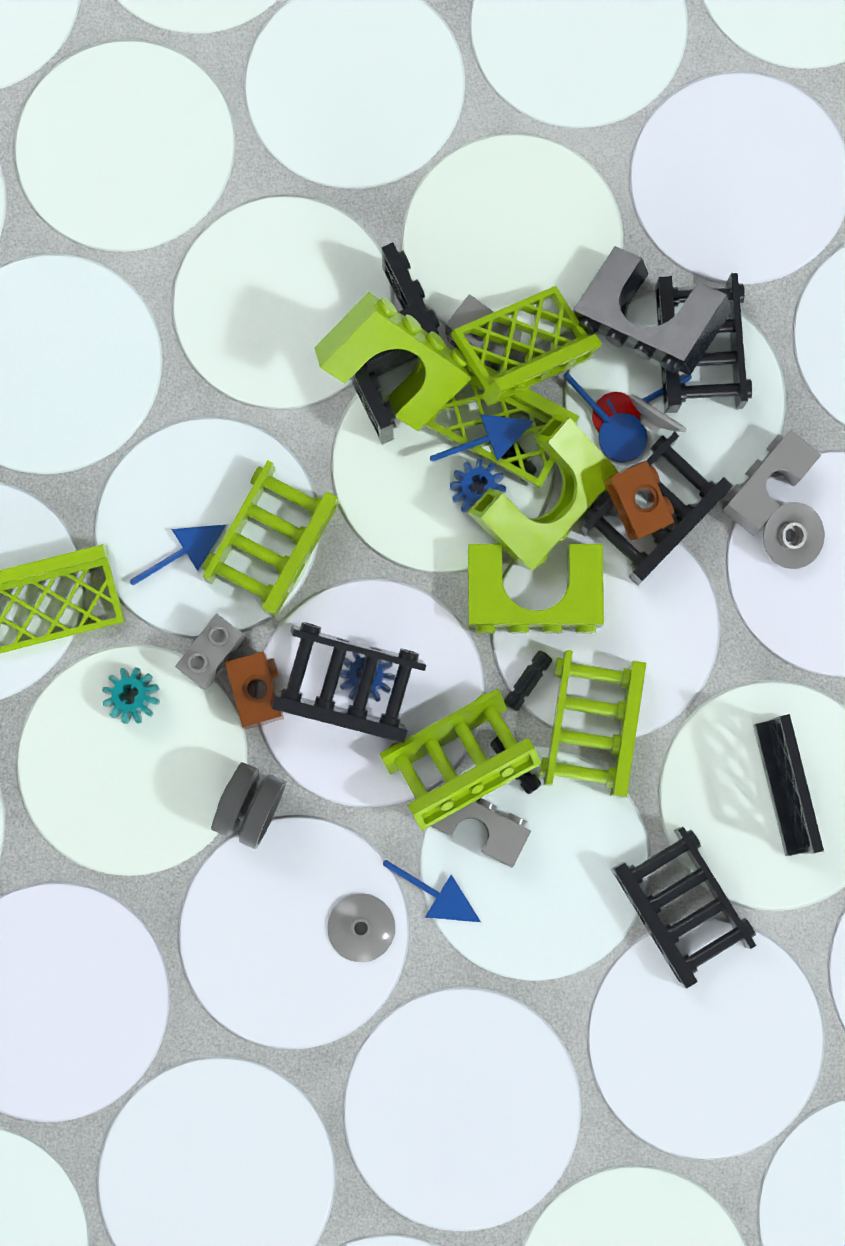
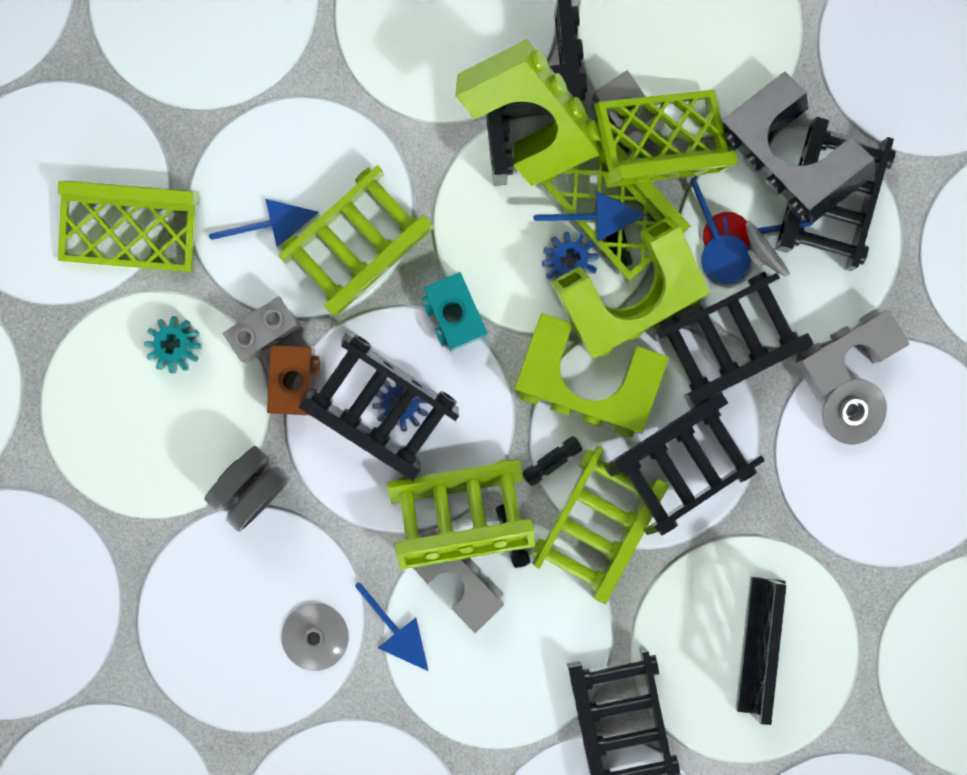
camera: 15 degrees right, 5 degrees up
(380, 554) = (454, 292): none -> teal brick
(622, 491) = (706, 312): dark orange brick -> none
(622, 633) = (683, 432): none -> black fence

